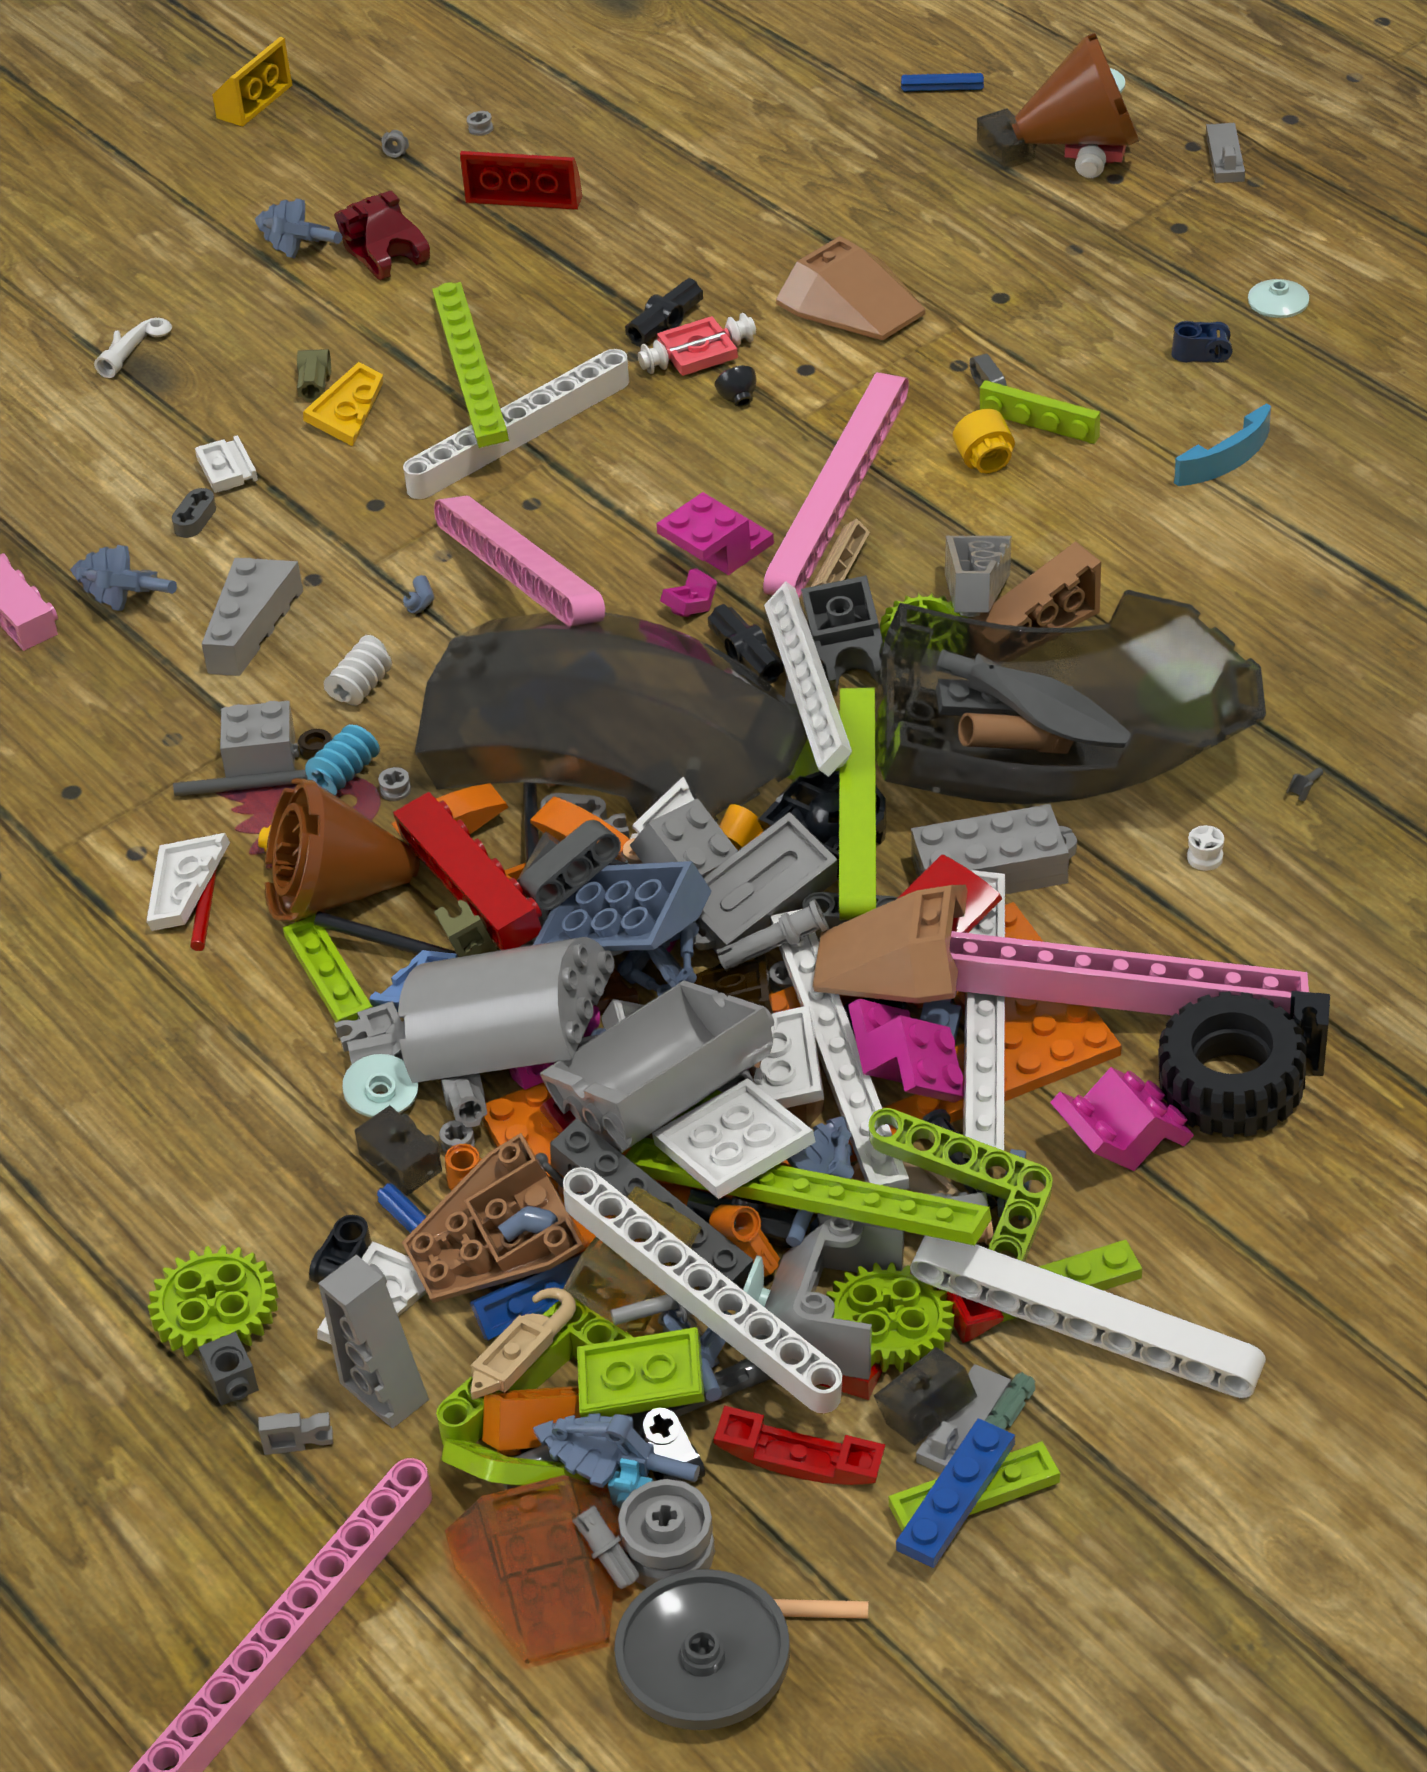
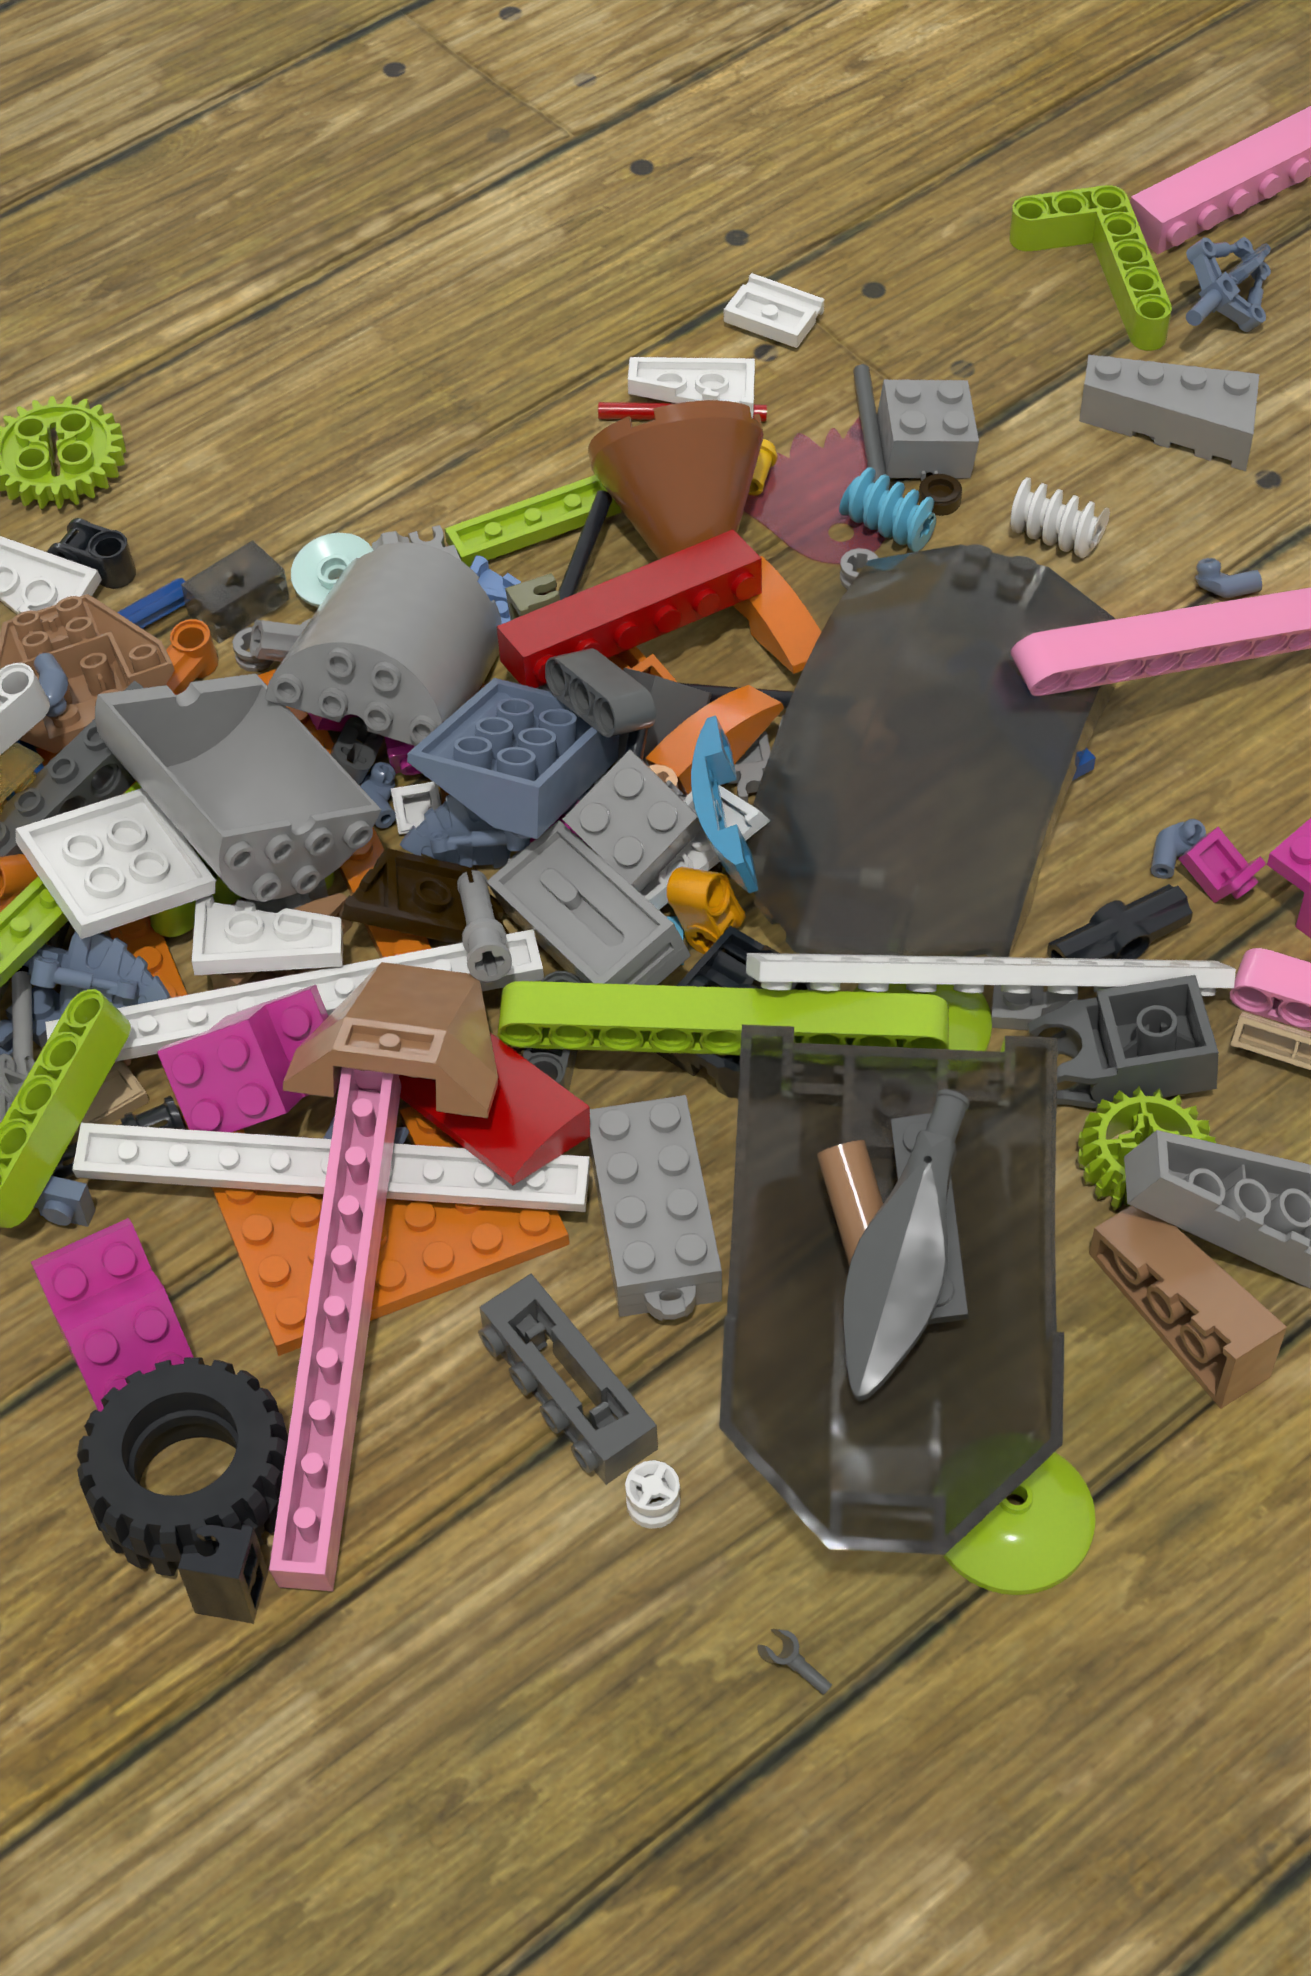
camera: 90 degrees right, 10 degrees up
(72, 642) = (1107, 221): none -> lime beam
(98, 840) = (774, 310): none -> white plate
(634, 803) = (710, 768): none -> dark azure slope
(658, 616) = (1174, 843): none -> sand blue arm
(1127, 891) = (620, 1427): none -> dark grey brick

